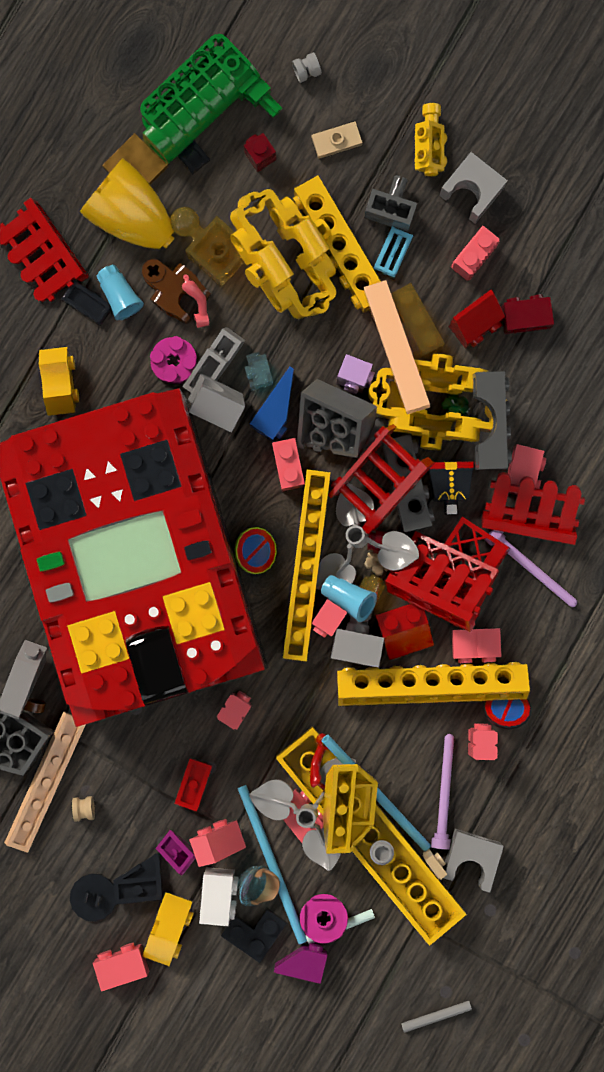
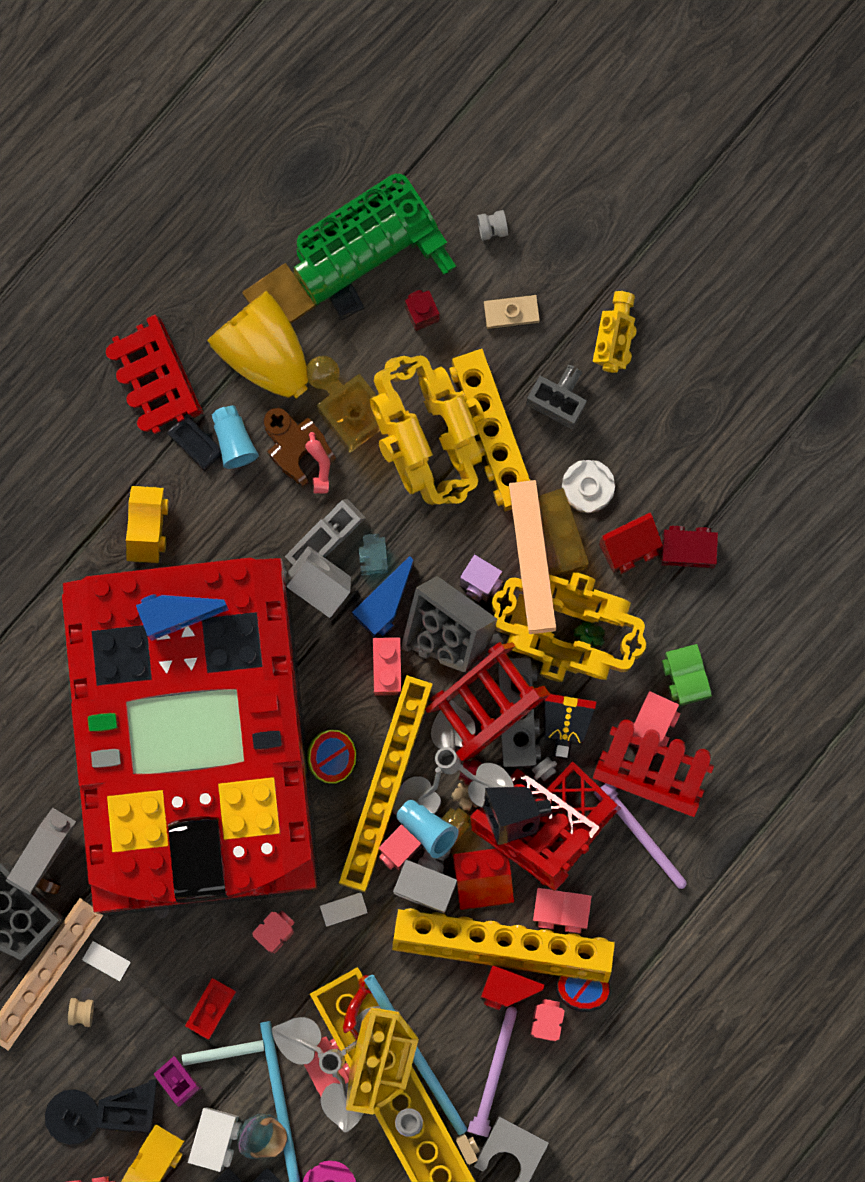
camera: 10 degrees right, 5 degrees down
(90, 455) = (171, 613): none -> blue slope
(96, 760) = (106, 961): none -> white sticker
(176, 347) = (285, 510): dark pink plate -> none
(210, 819) = (224, 1052): none -> light aqua bar
(217, 843) = (226, 1077): coral brick -> none
(290, 678) = (343, 909): none -> white sticker
(385, 270) = (539, 468): medium azure tile -> none
(422, 571) = (513, 812): none -> black torso
(431, 277) = (588, 486): none -> white tile
(439, 527) = (544, 769): none -> light grey plate
(443, 721) = (507, 988): none -> red slope
(475, 253) = (643, 468): coral brick -> none
(478, 178) = (663, 385): light grey piece -> none
(491, 390) = (627, 624): dark grey arch -> none
(545, 424) = (687, 675): none -> bright green brick

